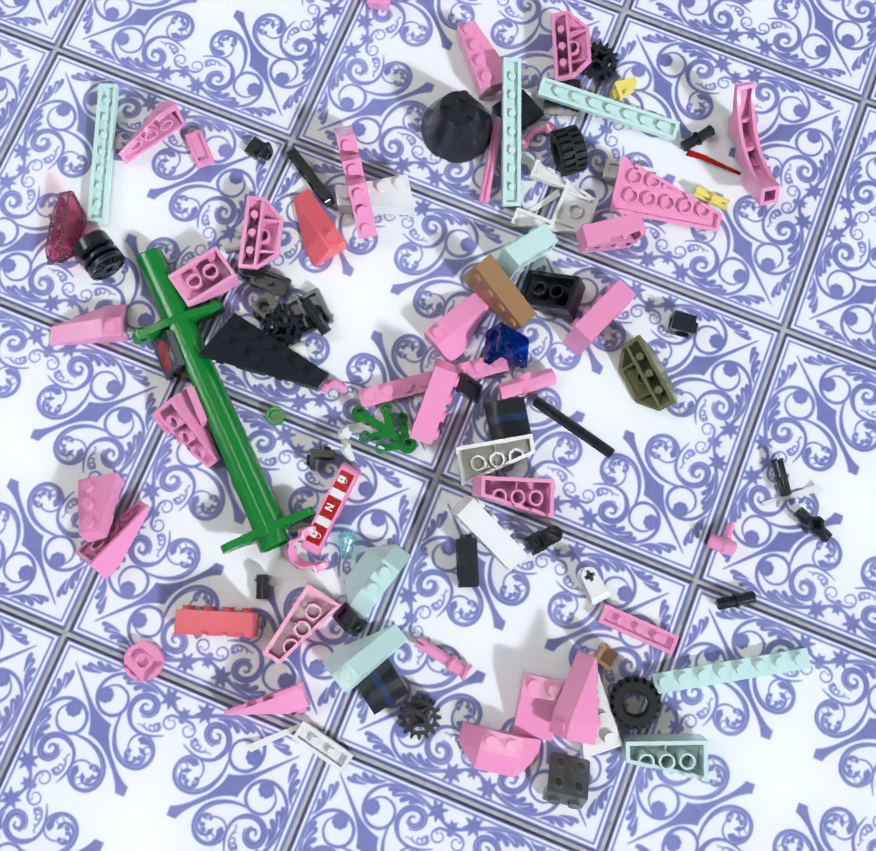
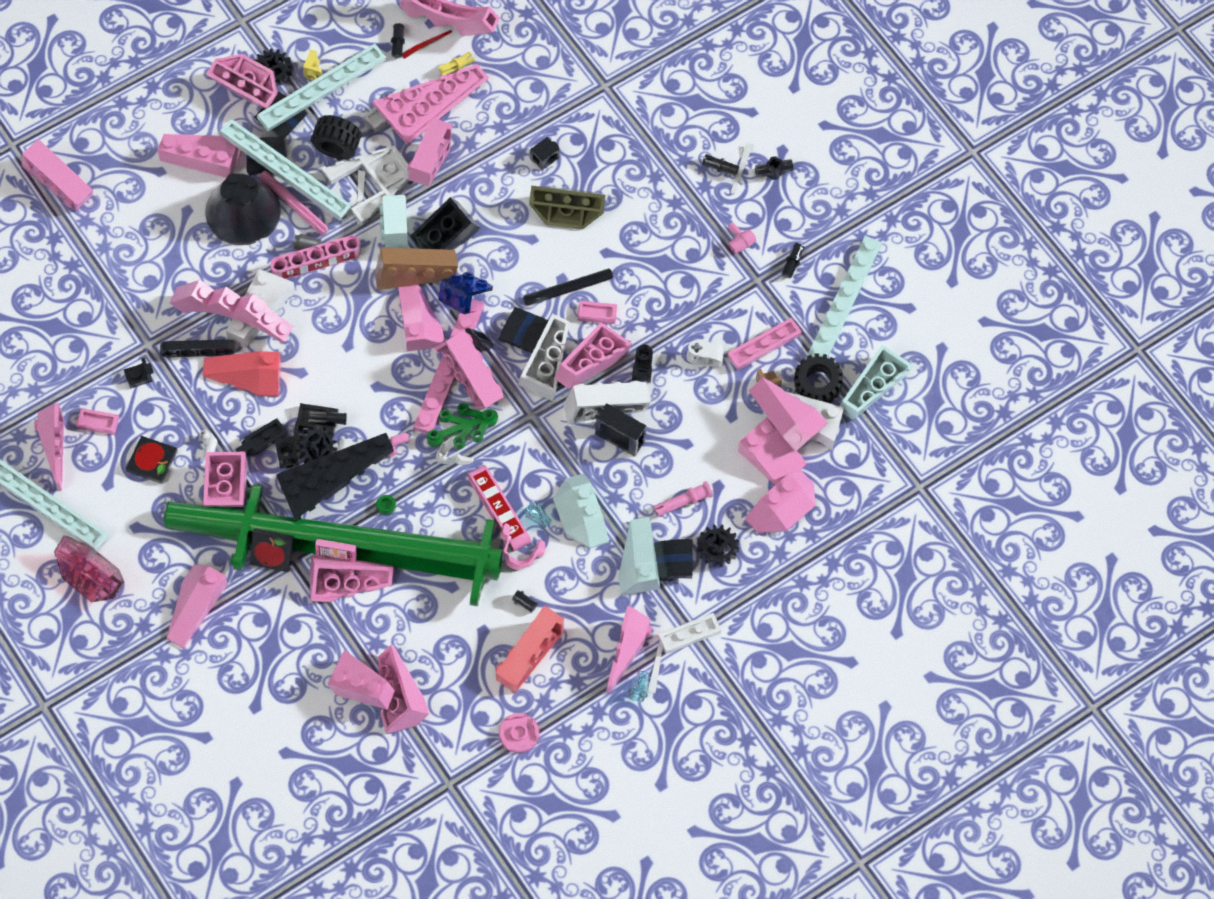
camera: 55 degrees left, 15 degrees down
(98, 255) = (137, 552): black wheel -> none
(193, 210) = (151, 459): none -> tile
(245, 736) = (639, 688): none -> clear light blue cone
(260, 234) = (219, 414): bright pink wedge -> none
(302, 620) = (576, 585): bright pink wedge -> none
(322, 453) = (446, 488): black bracket -> none
(349, 620) = (601, 550): black bracket -> none
(451, 203) = (322, 251): none -> bright pink beam
(461, 194) = (303, 241): none -> flat silver cone
(526, 141) = (300, 142): bright pink piece -> none
(527, 384) = (506, 297): bright pink piece -> none
(567, 466) = (597, 312): none -> bright pink tile
(567, 781) = (846, 469): dark grey bracket -> none
(598, 317) = (492, 208): bright pink wedge -> none

